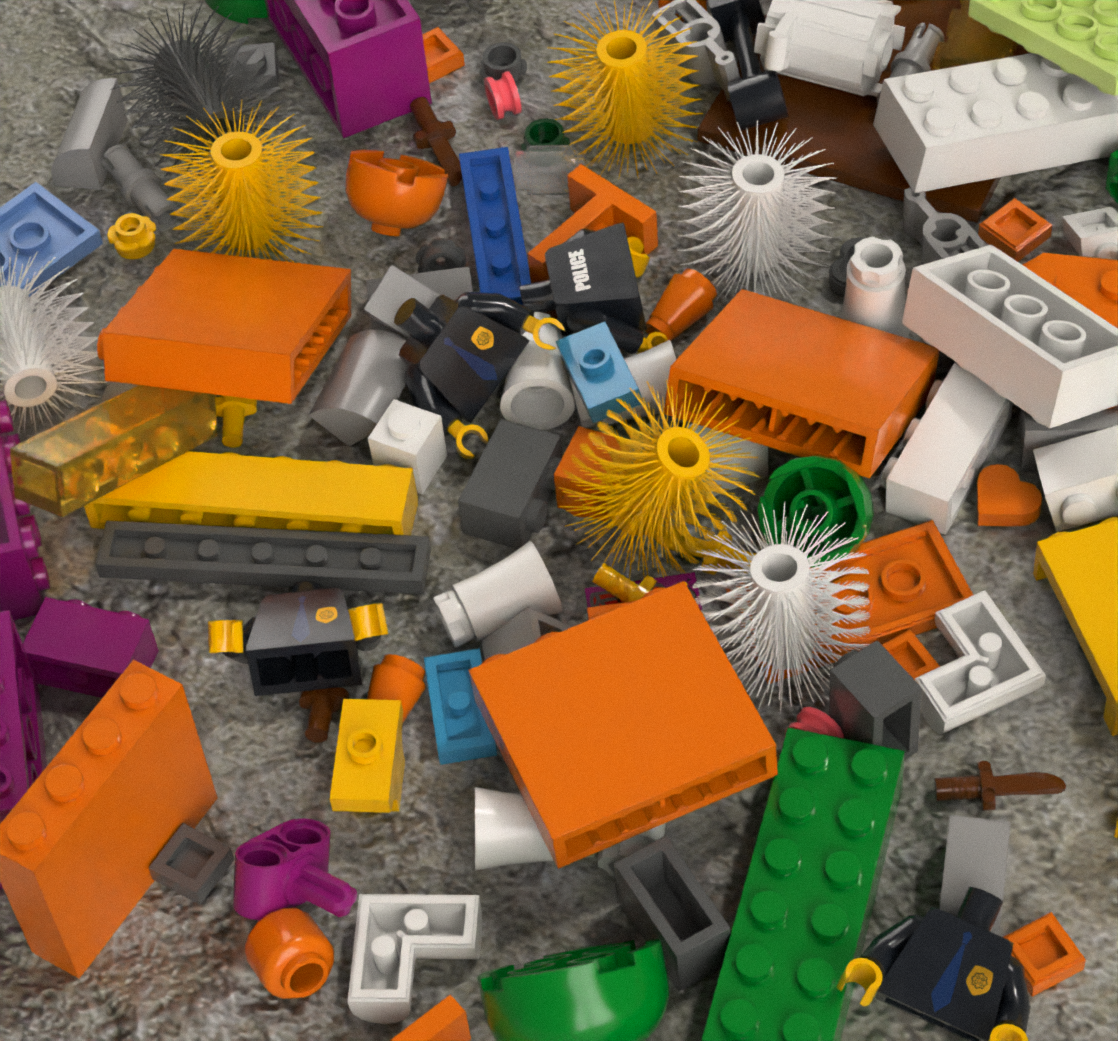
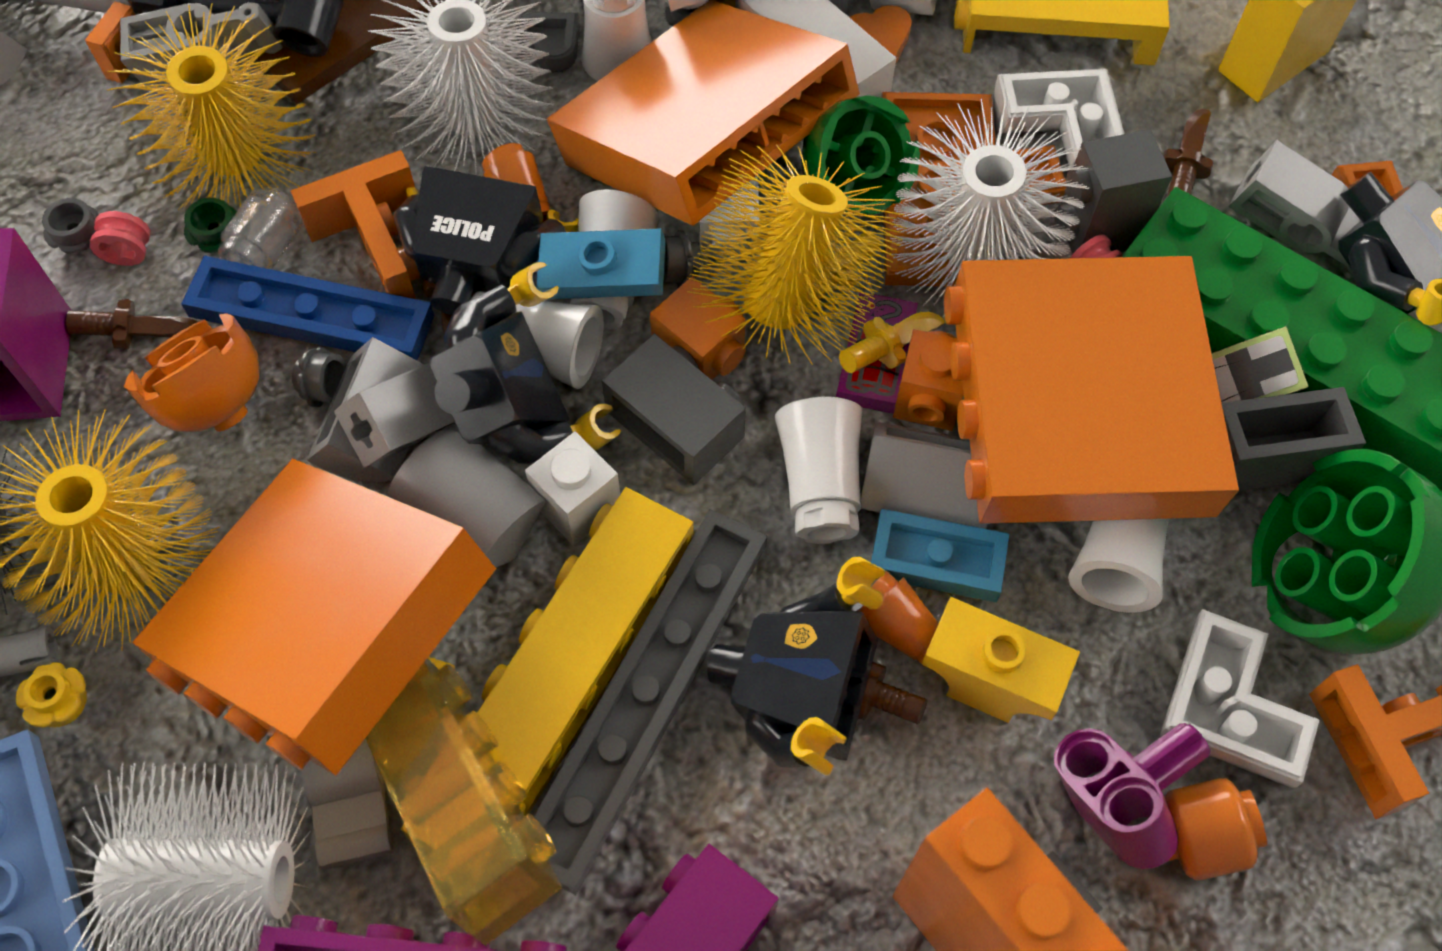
camera: 75 degrees left, 10 degrees up
(722, 861) = (1259, 368): none -> slope

